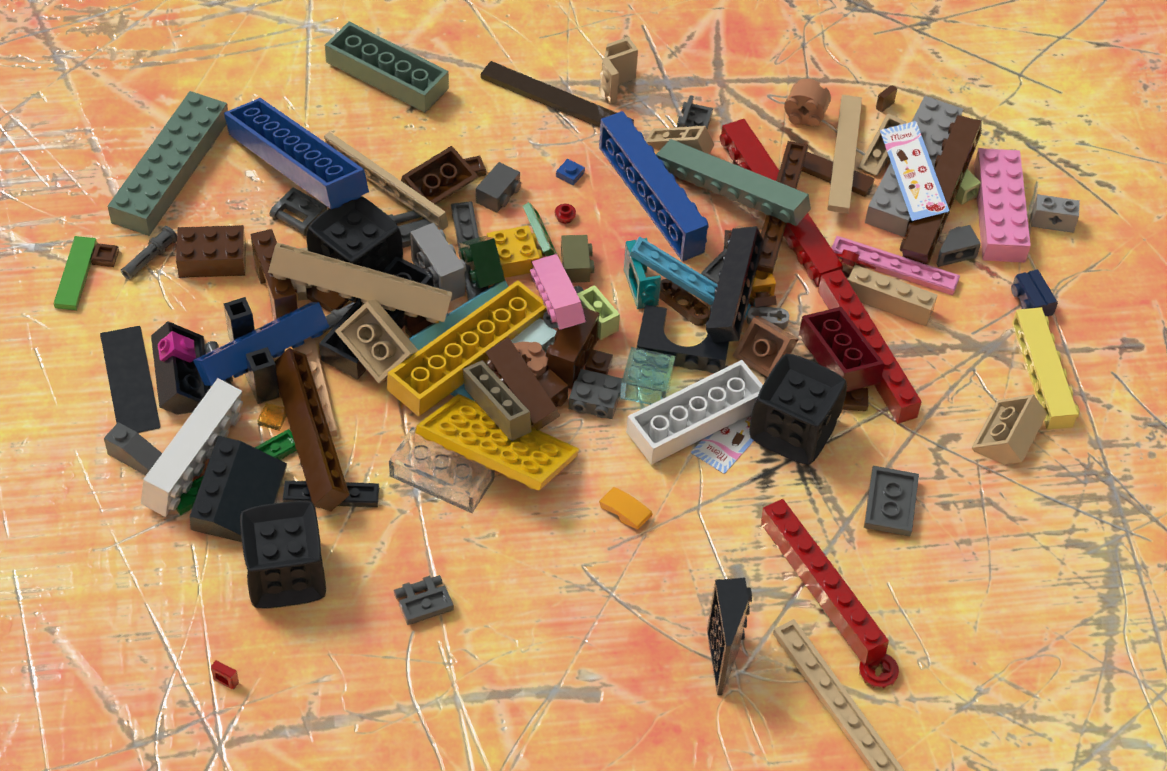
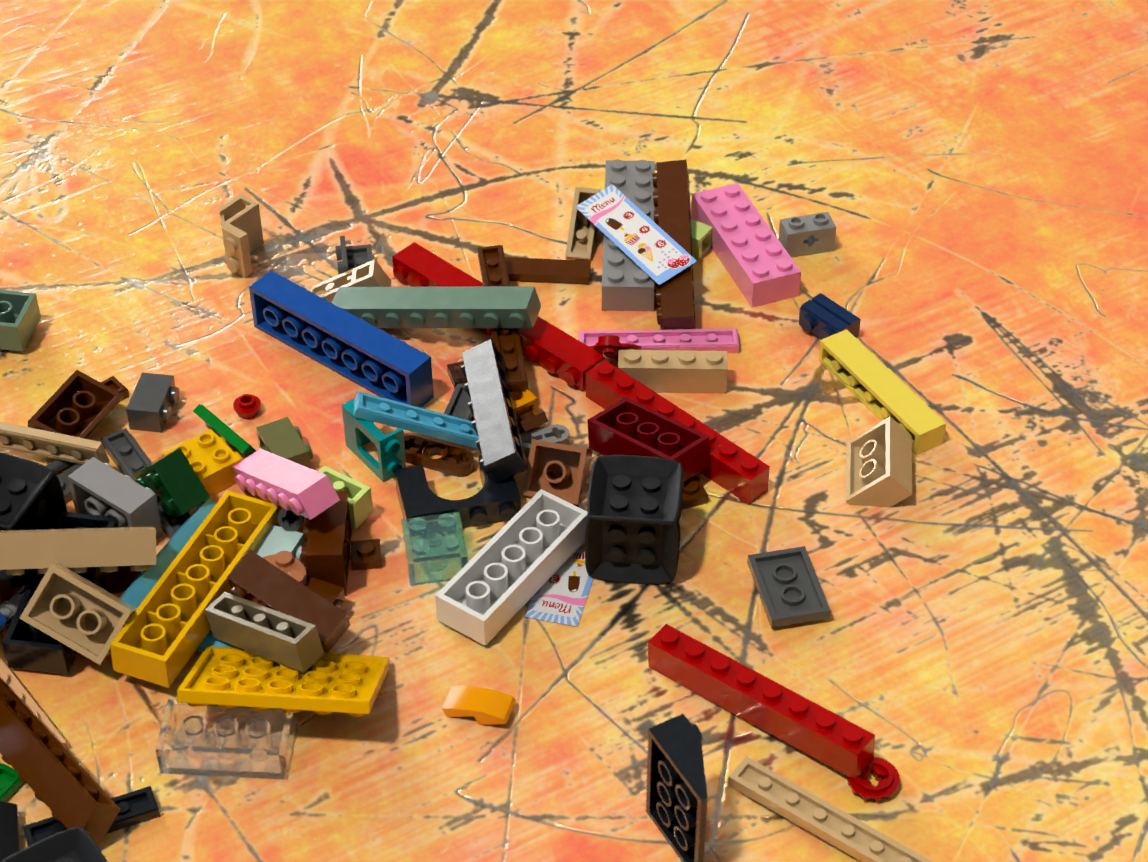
camera: 20 degrees left, 10 degrees down
(545, 94) = (163, 289): dark brown tile -> none
(570, 172) = (232, 361): blue plate -> none
(595, 394) = (379, 590): dark grey plate -> none
(807, 103) = (478, 206): nougat brick -> none
(844, 154) = (545, 247): tan tile -> none
(886, 98) = (562, 179): reddish brown tile -> none
(959, 246) = (721, 299): dark grey slope -> none

